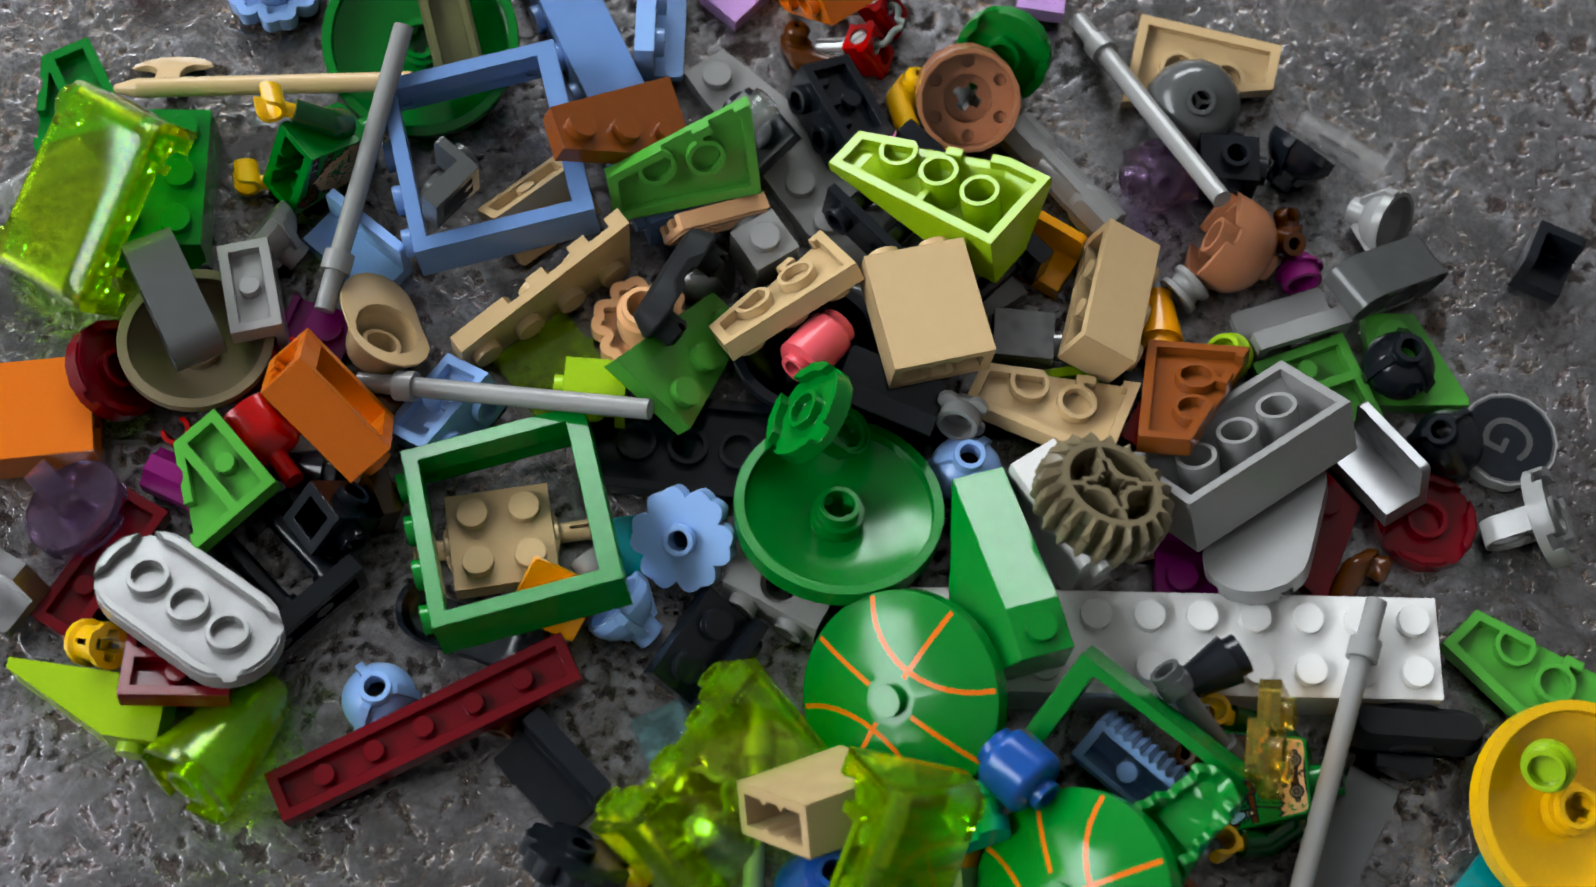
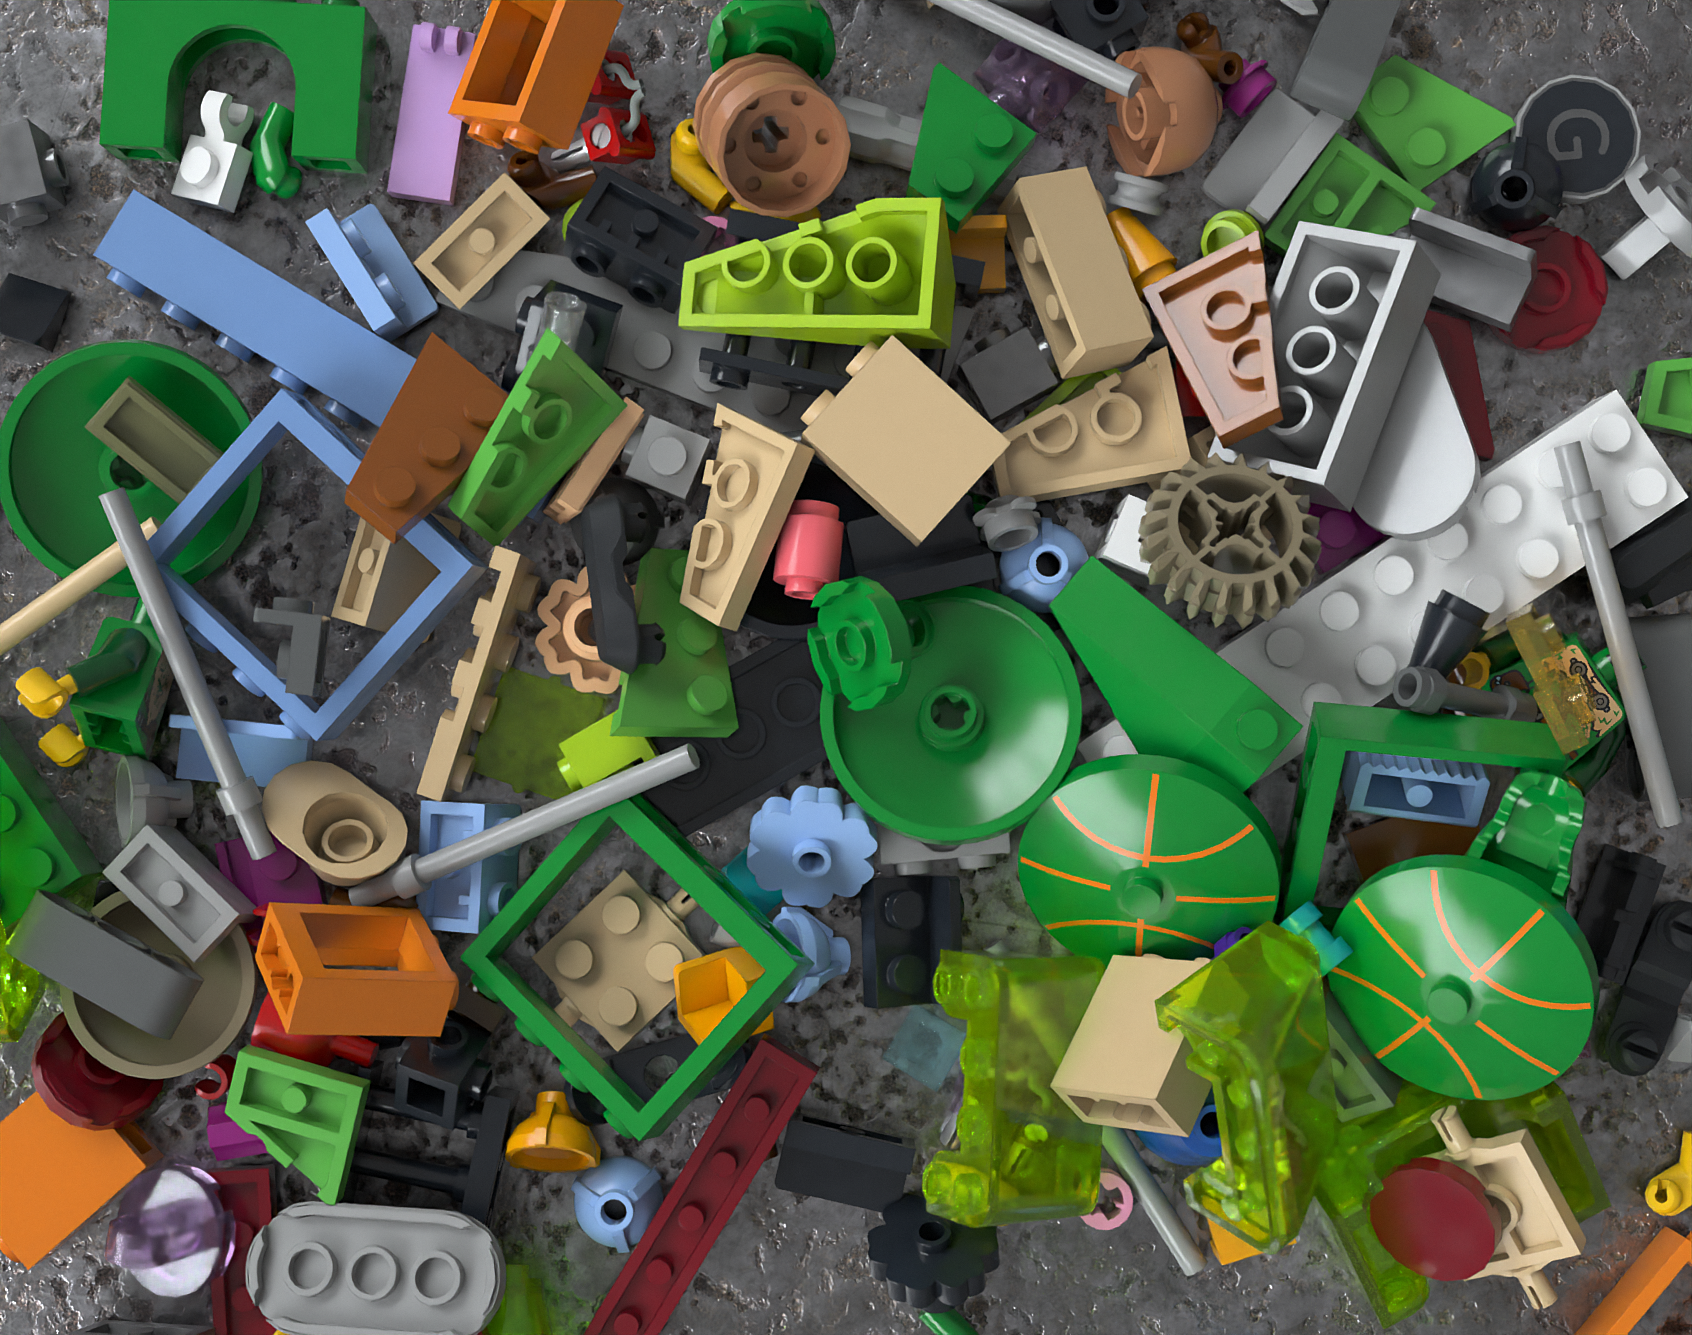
camera: 25 degrees left, 20 degrees up
(365, 621) = (552, 1139): none -> light orange piece
(738, 50) = (481, 241): none -> tan panel
(1019, 770) = (1327, 891): blue head -> none
(1088, 183) = (964, 147): none -> green wing
(1358, 569) = (1505, 402): reddish brown arm -> none
(1395, 373) = (1407, 145): black piece -> none

